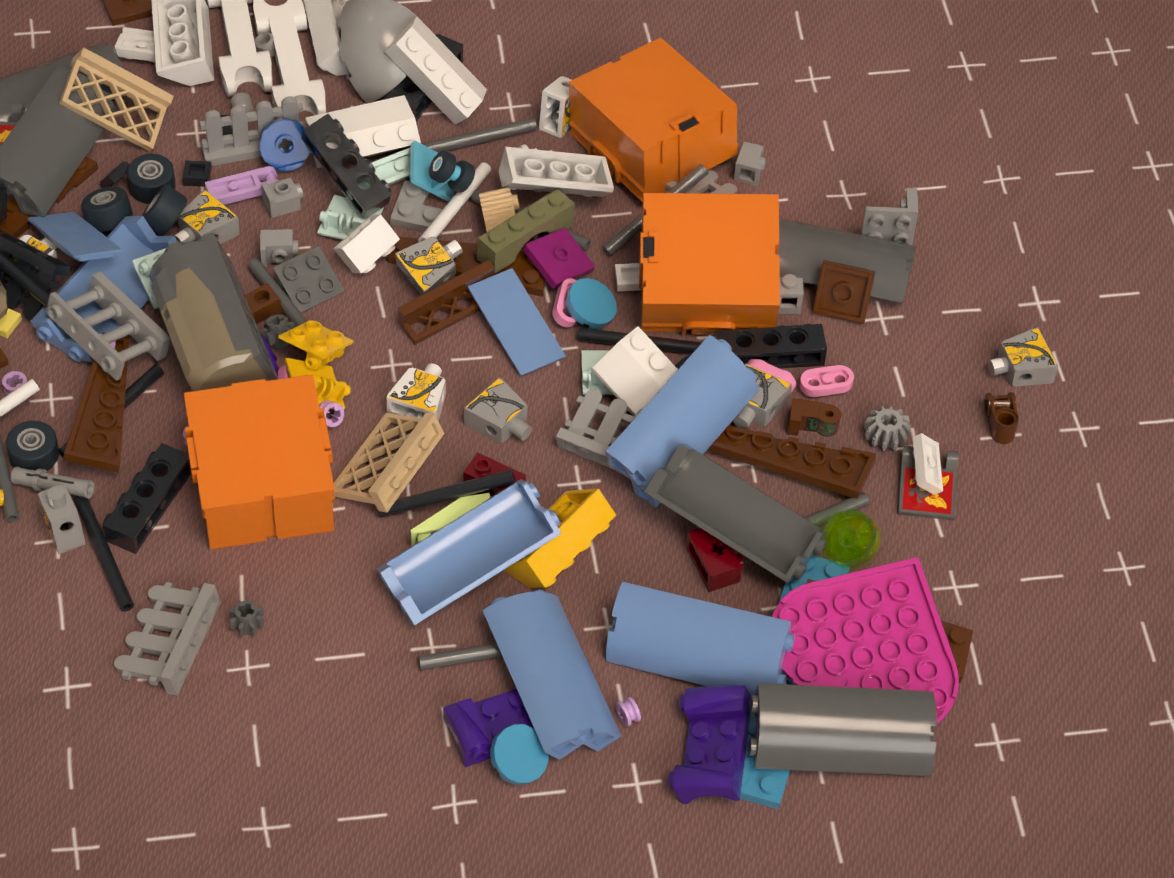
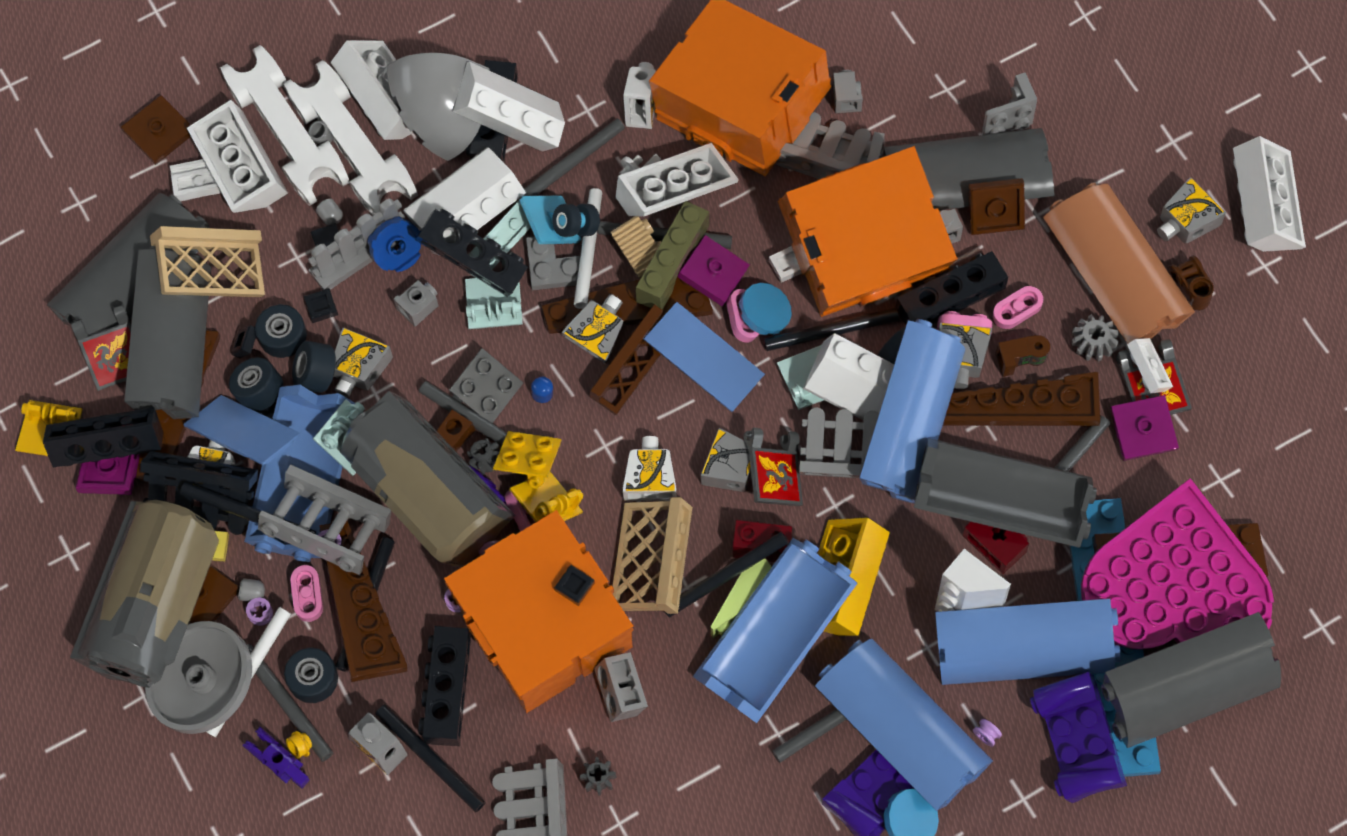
camera: 15 degrees left, 15 degrees up
(17, 363) = (251, 589): none -> light grey piece
(42, 480) = (317, 709): light grey pin -> none
(62, 386) = (306, 595): none -> bright pink plate
(241, 185) = (371, 304): lavender plate -> none
(277, 246) = (440, 361): light grey brick -> none
(297, 437) = (574, 585): none -> black tile
(303, 551) = (620, 687): none -> light grey brick
(338, 415) = (581, 525): lavender bush -> none
(357, 300) = (542, 389): none -> blue piece
(367, 244) = (526, 328): white brick -> none
(532, 432) = (774, 471): none -> flag
(635, 226) = (782, 182): dark grey piece -> none
(662, 561) = (970, 586): none -> white slope
(852, 538) = (1116, 474): clear neon green cylinder -> none
(902, 515) = (1144, 428): none -> magenta plate
(937, 374) = (1118, 263): none -> nougat cylinder
(1108, 370) = (1268, 196): none -> white slope

